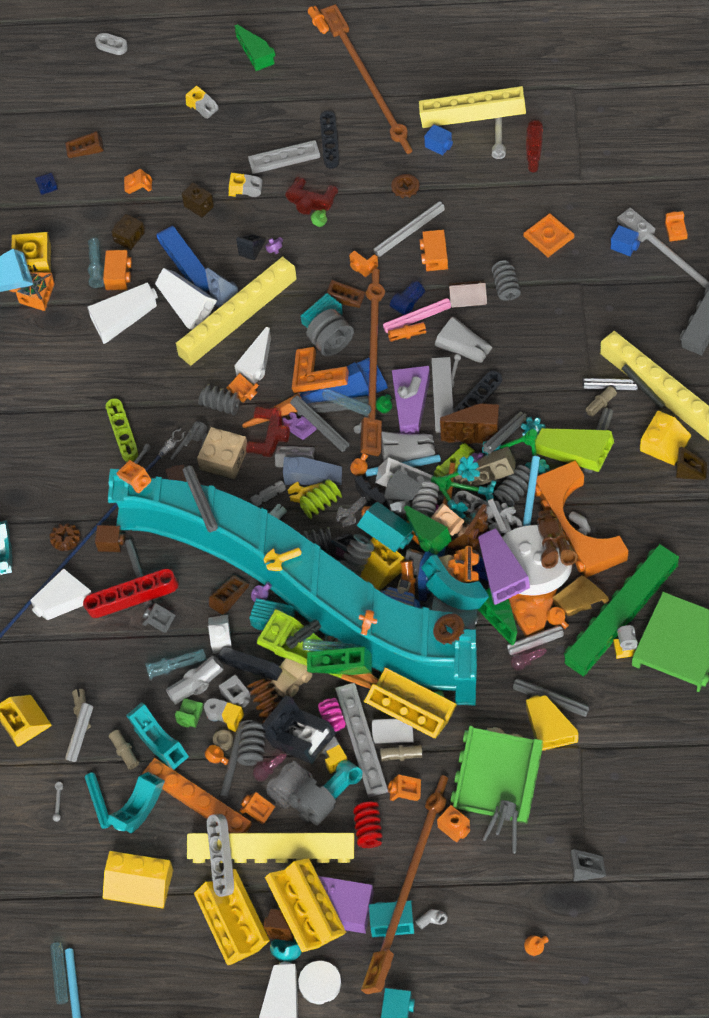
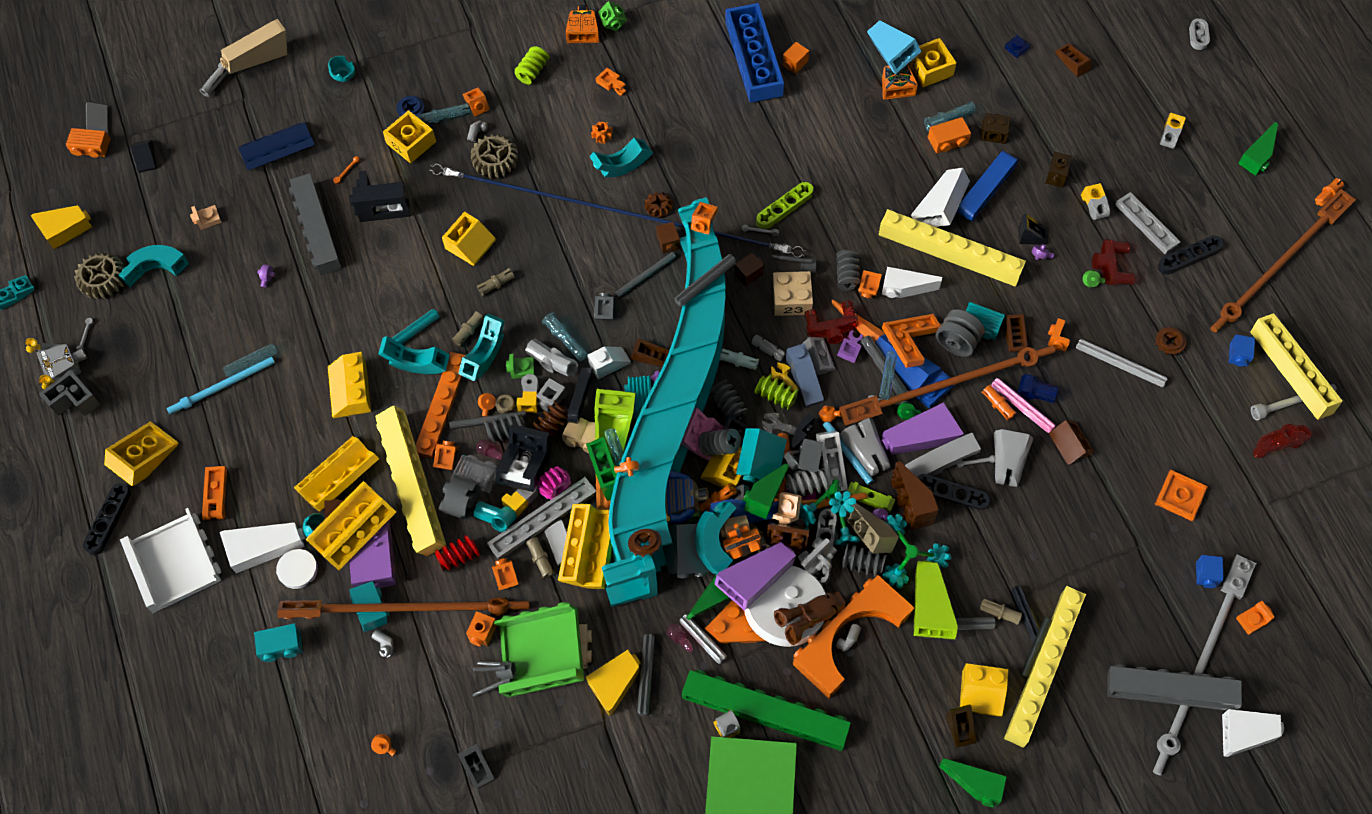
camera: 65 degrees right, 5 degrees up
(58, 786) = (420, 294): light grey hinge -> none
(59, 596) = (597, 222): white slope -> none
(79, 732) = (469, 287): light grey axle -> none
(121, 311) = (907, 156): white slope -> none
(121, 591) = (617, 274): red beam -> none
(137, 180) = (1056, 115): orange bracket -> none
(220, 288) = (966, 221): sand blue slope -> none
(220, 855) = (381, 439): light grey beam -> none
(279, 558) = (669, 370): yellow bar -> none
(303, 634) = (617, 424): pearl dark grey axle -> none
(319, 423) = (857, 362): dark grey axle -> none
(406, 392) = (925, 426): light grey arm -> none
(434, 250) = (1106, 393): orange brick -> none
(504, 432) = (917, 529): dark grey axle -> none
(505, 280) = (1100, 471): dark grey piece -> none
(531, 491) = (860, 577): medium azure bar -> none
(556, 617) = (734, 650): orange piece -> none
(579, 596) = (762, 663): pearl gold slope -> none

